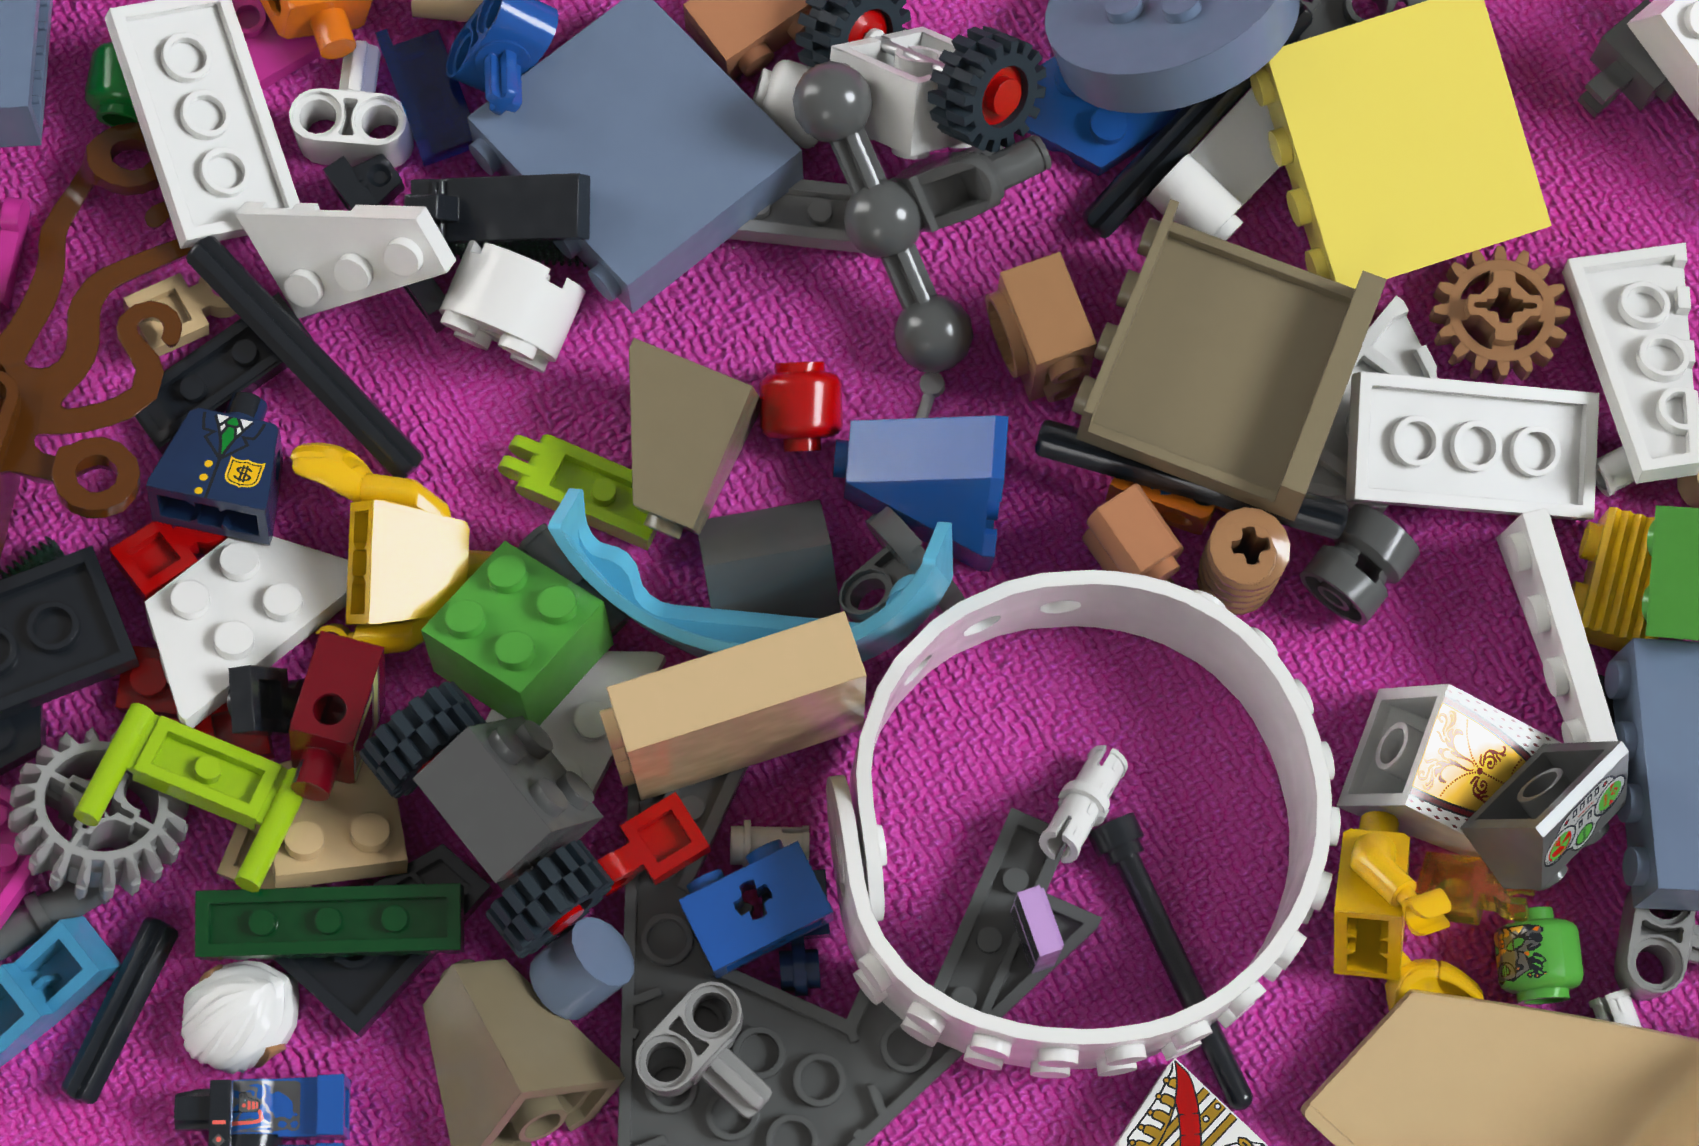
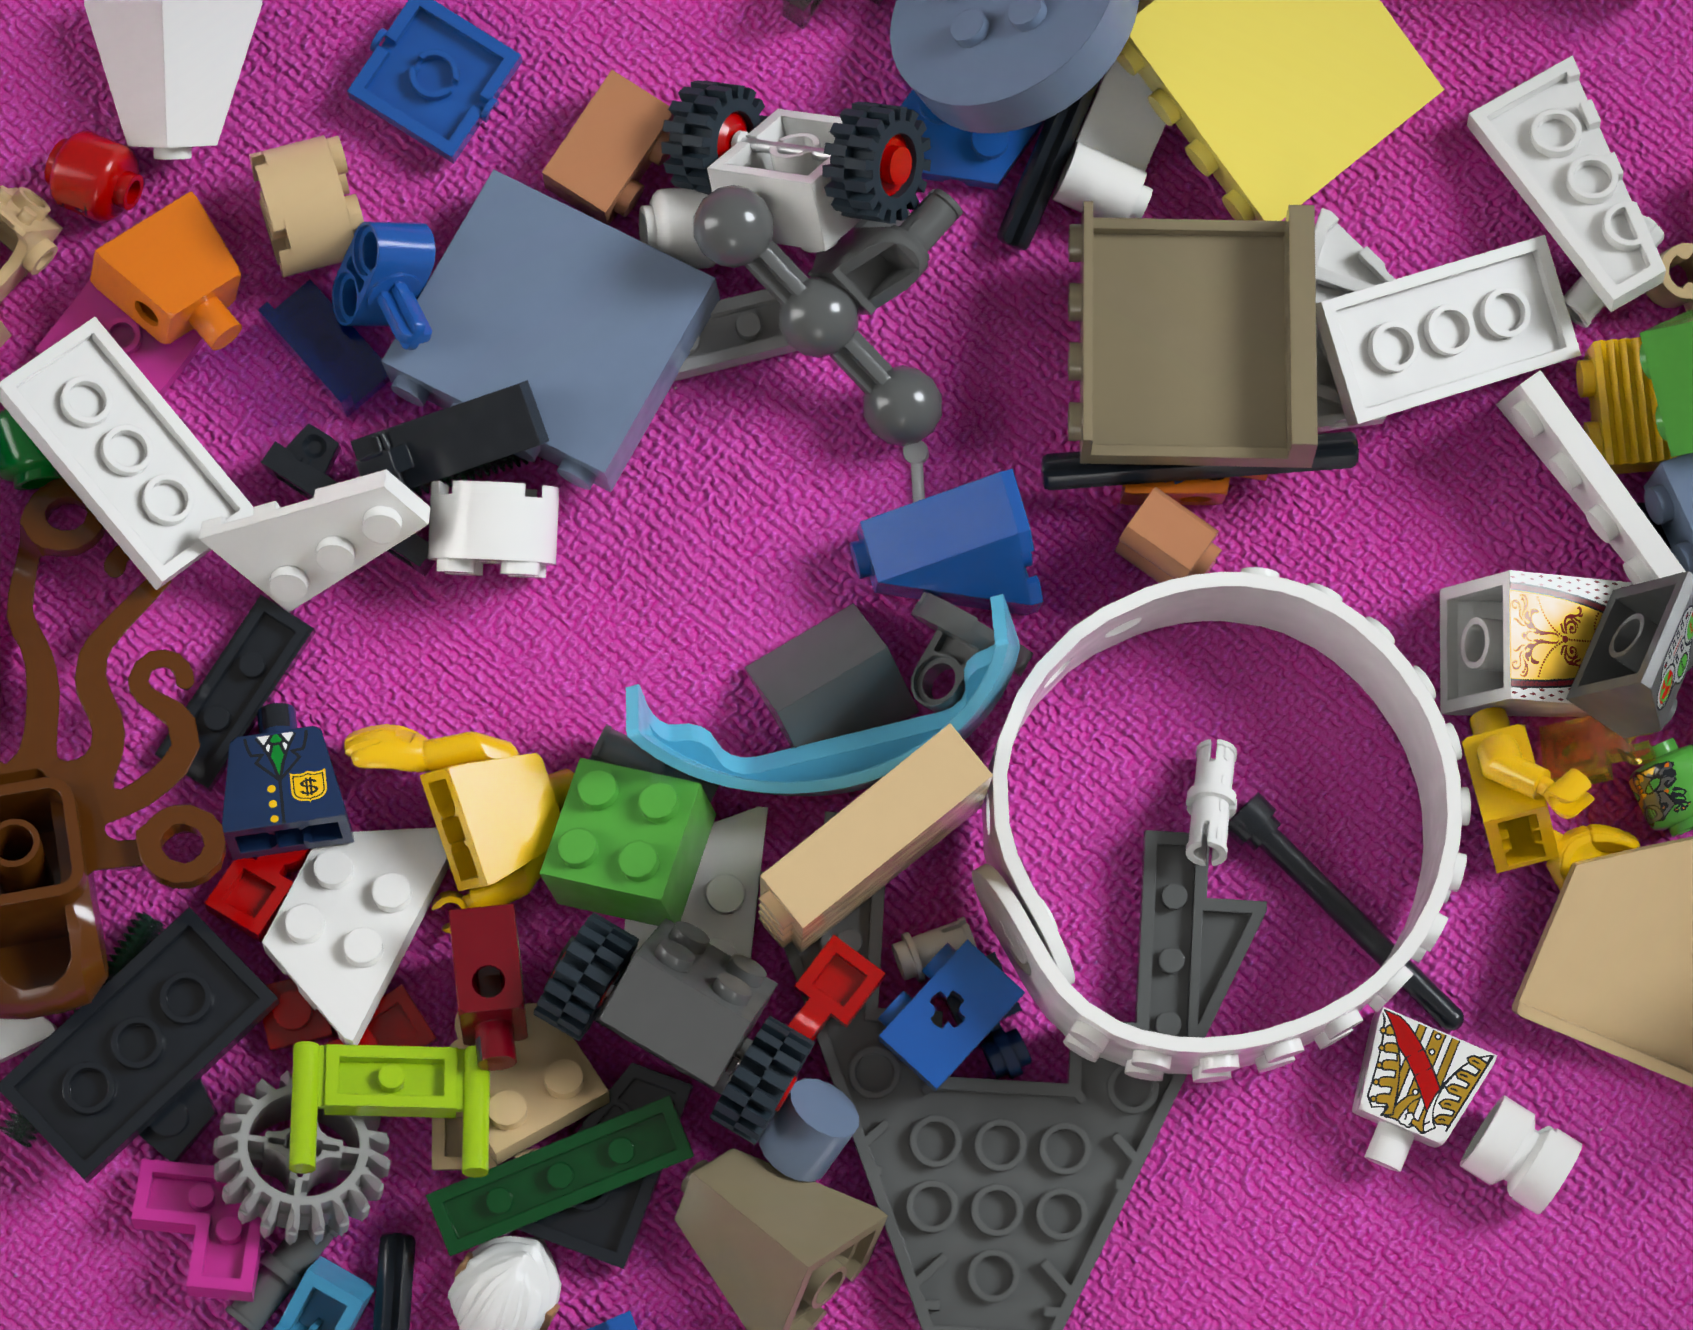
camera: 25 degrees left, 5 degrees up
(190, 303) = (177, 636): tan plate -> none
(261, 700) = (415, 993): black plate -> none
(304, 357) = (315, 650): black axle -> none
(356, 113) = (264, 391): white beam -> none
(561, 465) = (600, 669): lime hinge -> none
(683, 436) = (709, 597): dark tan slope -> none
(705, 1052) = (957, 1166): light grey beam -> none
(800, 405) = (803, 521): red head -> none
(1037, 928) = (1217, 938): lavender tile -> none
(1042, 328) = (1005, 366): medium nougat brick -> none
(1244, 559) = (1270, 542): medium nougat piece -> none
(1355, 570) = (1388, 460): dark grey wheel -> none
(1520, 298) = (1431, 216): medium nougat gear -> none

